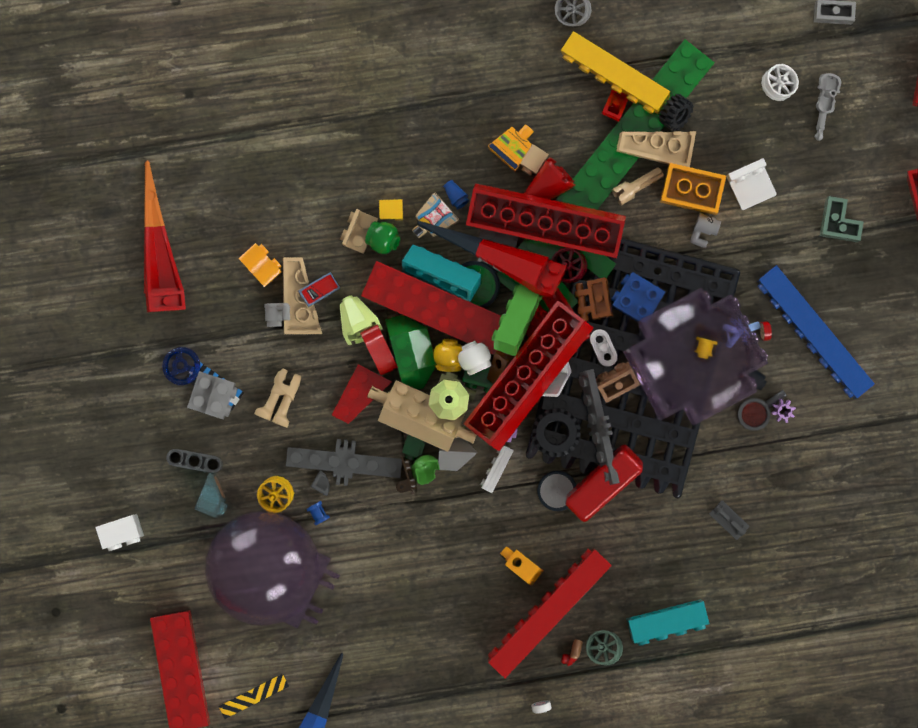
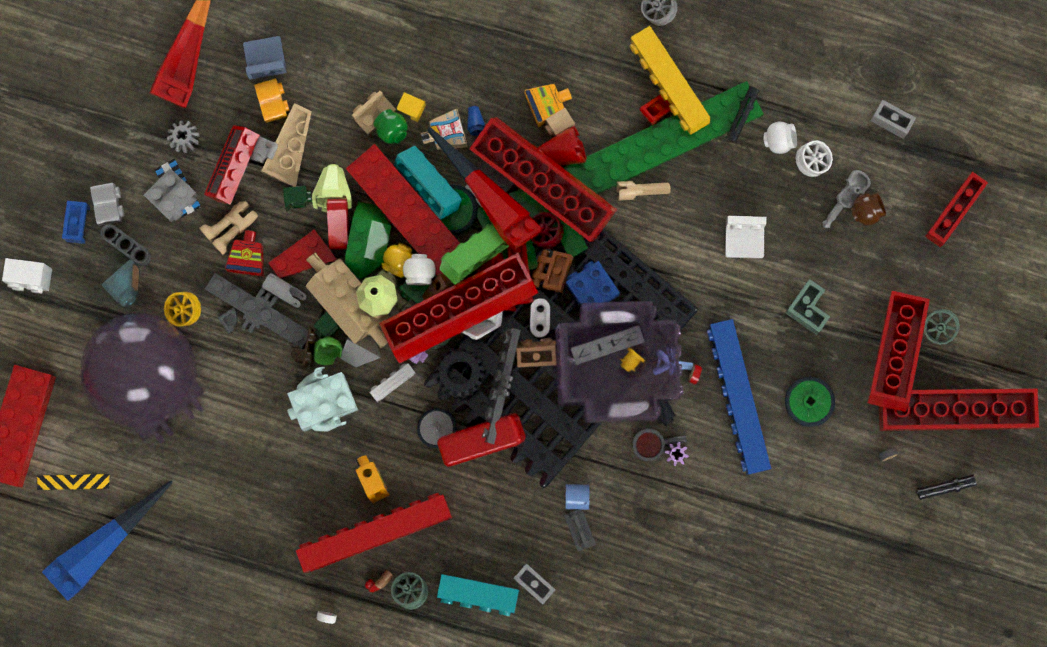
camera: 25 degrees right, 5 degrees down
(138, 462) = (75, 222): none -> blue panel
(158, 432) = (107, 204): none -> light grey brick
(171, 375) = (152, 151): clear blue piece -> none
(194, 330) = (188, 131): none -> light grey gear
(234, 228) = (264, 57): none -> sand blue bracket
(254, 341) = (231, 164): none -> brick
(309, 418) = (246, 256): none -> red torso
(318, 513) = (212, 344): blue bush -> none
(319, 289) = (312, 146): slope -> none
(328, 342) = (296, 197): none -> dark green window
(357, 433) = (283, 290): none -> light grey piece
(443, 518) = (321, 402): none -> light aqua torso
(659, 146) = (679, 165): tan wing -> none
(676, 112) = (707, 140): black tyre -> none
(677, 344) = (607, 345): none -> flat silver sticker
(693, 189) = (689, 215): light orange brick -> none
(696, 96) = (751, 94): none -> black pin
(707, 225) = (686, 254): light grey piece -> none
(713, 492) = (577, 497): none -> medium blue piece
(713, 588) = (534, 584): none -> light grey brick
(741, 77) = (780, 137): none -> white piece
(851, 105) = (868, 209): none -> reddish brown piece
(892, 309) = (801, 411): none -> green wheel

